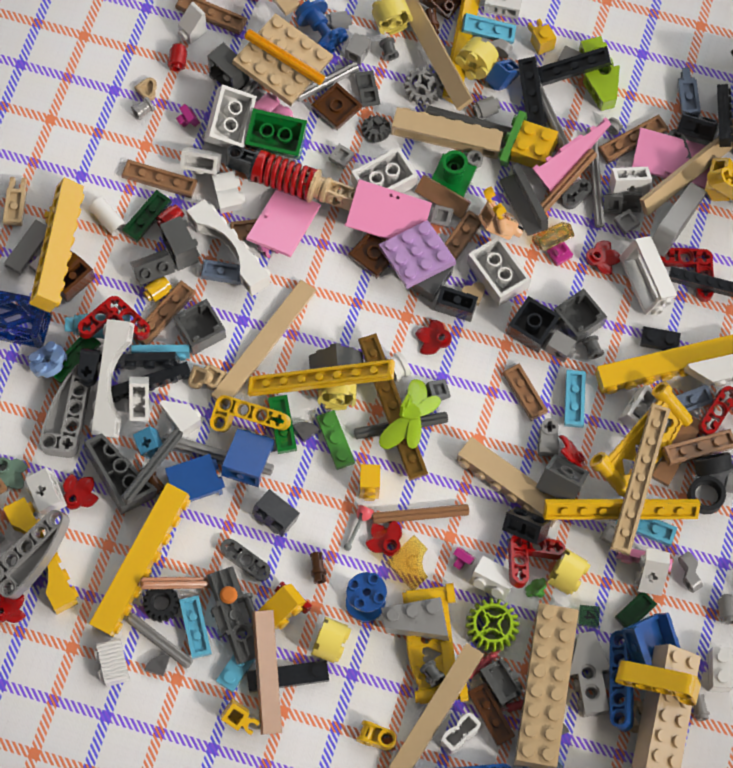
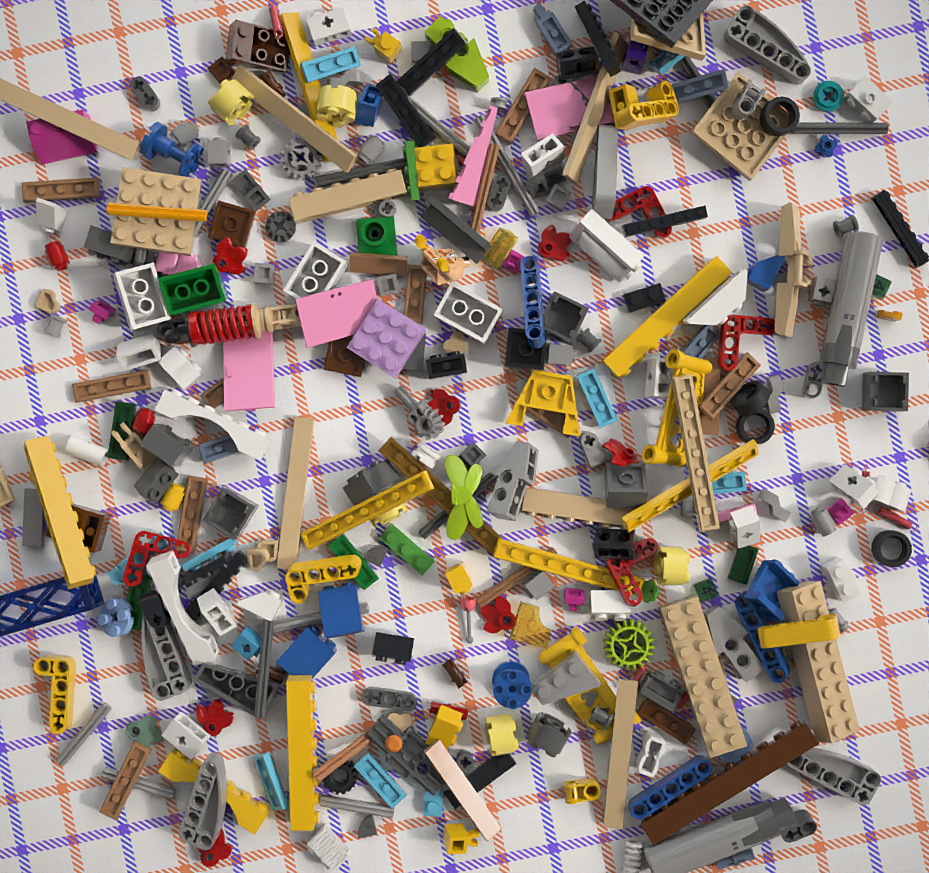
camera: 30 degrees left, 20 degrees up
(95, 574) = (270, 781): none -> medium azure plate
(150, 232) = (132, 447): none -> tan hinge
(247, 585) = (401, 720): none -> tan tile
(280, 645) = (469, 764): none -> dark grey bush
(322, 128) = (231, 255): none -> red plate
(375, 662) = (548, 734): none -> dark grey brick
(411, 331) = (420, 414): none -> light grey gear
(437, 529) = (538, 585): none -> light grey brick
(462, 424) = (513, 476): none -> light grey brick
(465, 519) = (559, 564): none -> yellow tile
(532, 369) = (549, 393): none -> yellow wing
(560, 286) = (532, 310): none -> blue beam

